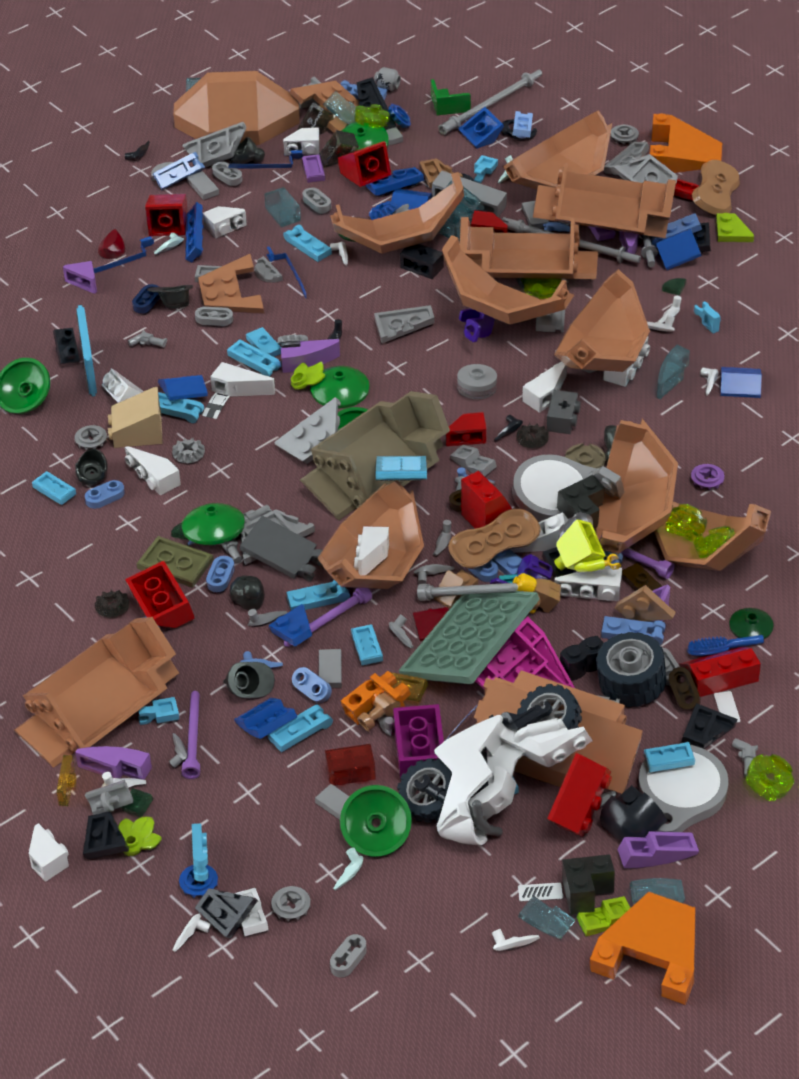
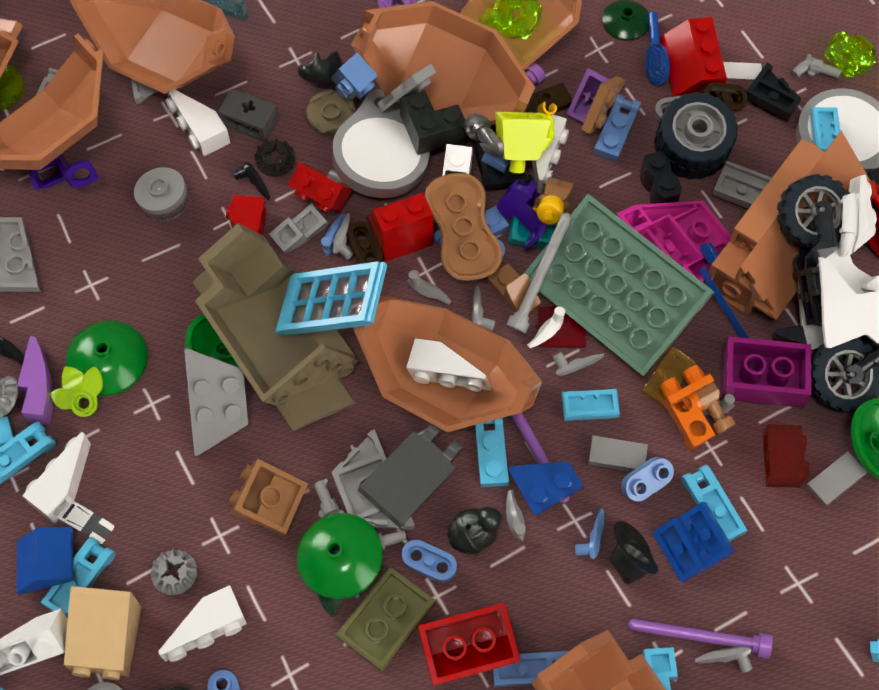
camera: 80 degrees left, 20 degrees up
(249, 480) = (267, 497): none -> medium nougat plate
(432, 615) = (549, 328): none -> white bar
(507, 458) = (322, 188): none -> red brick
(600, 445) = (354, 78): none -> medium blue brick

